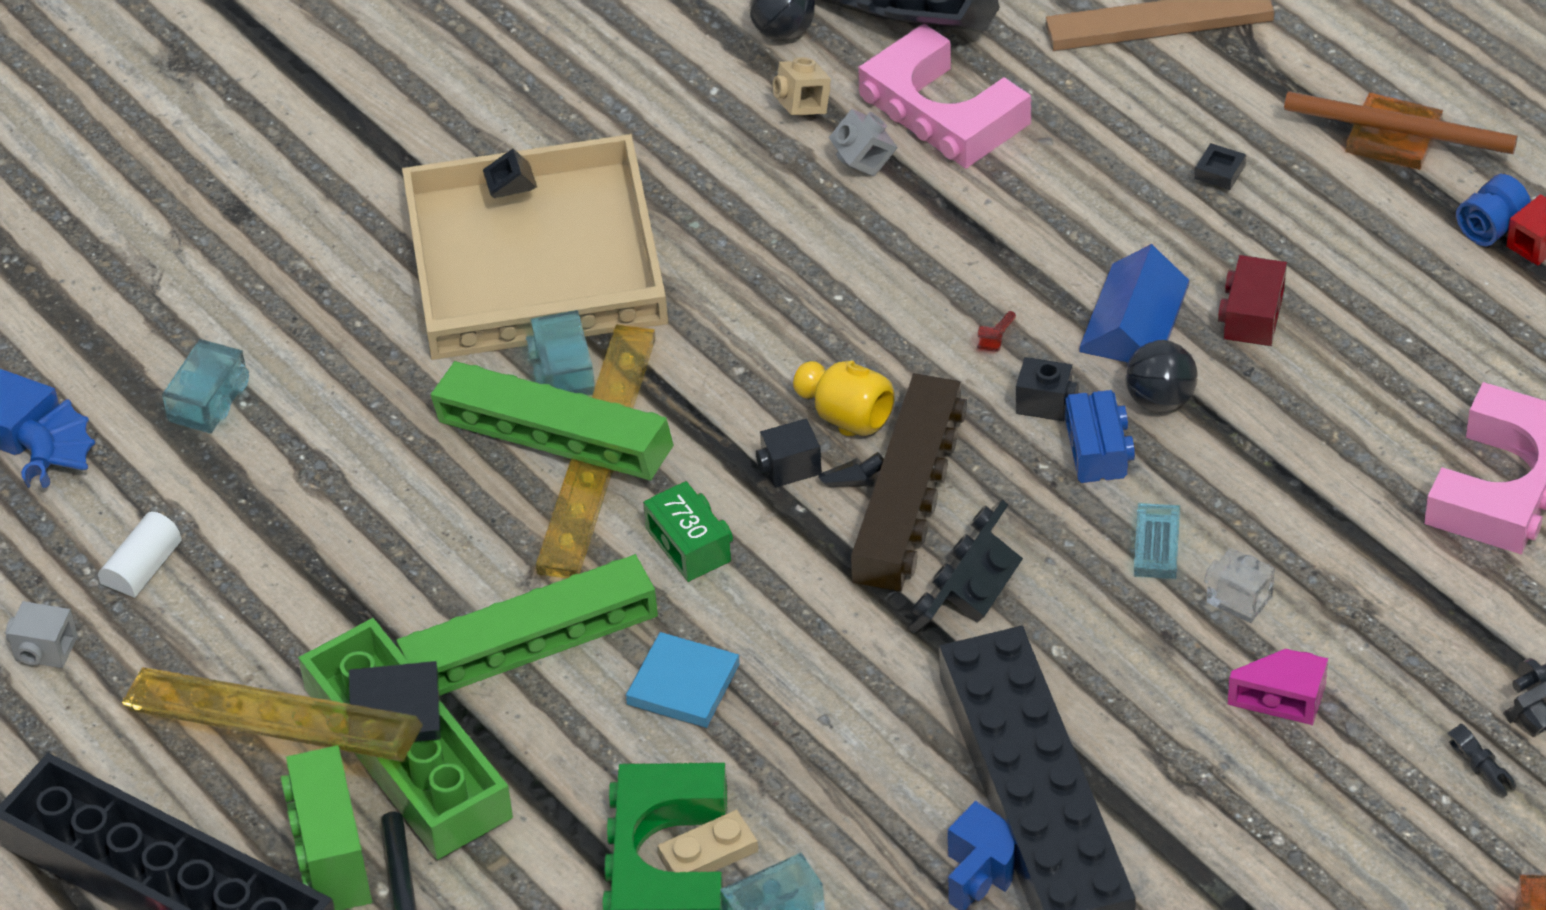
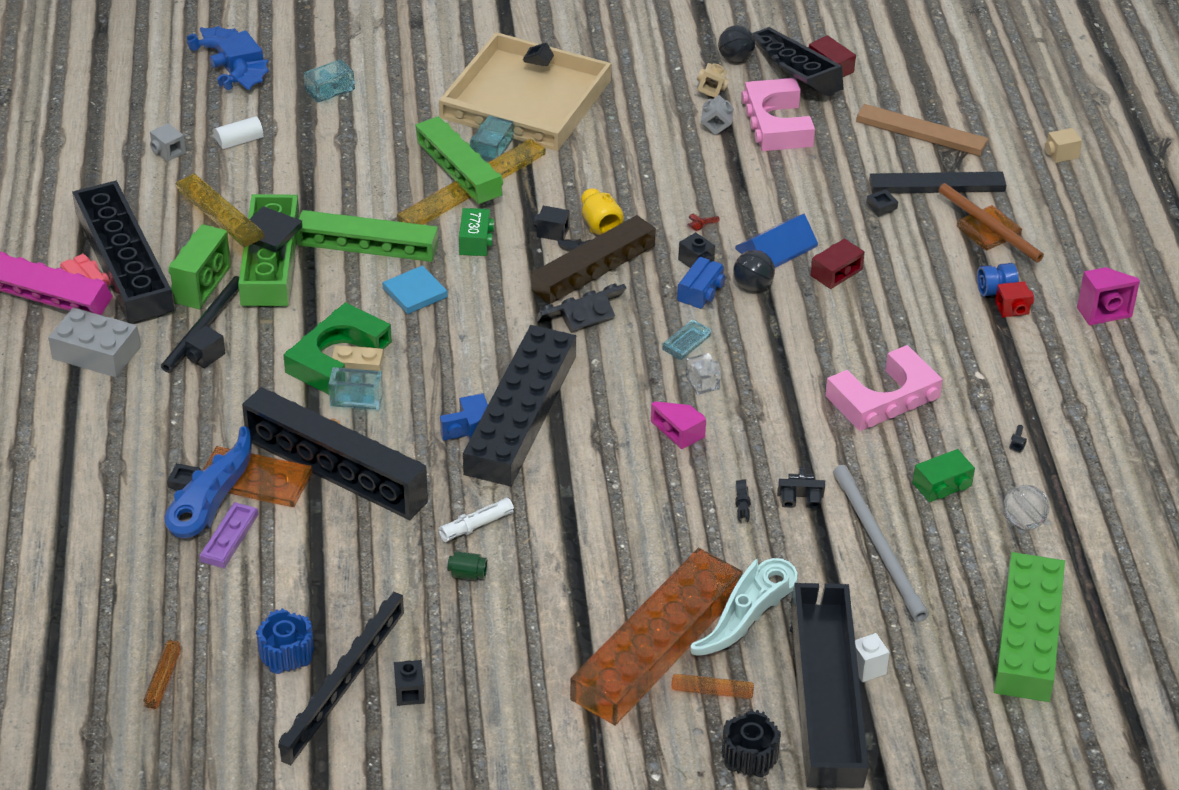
camera: 30 degrees right, 5 degrees down
(1259, 94) = (932, 181): none -> black tile

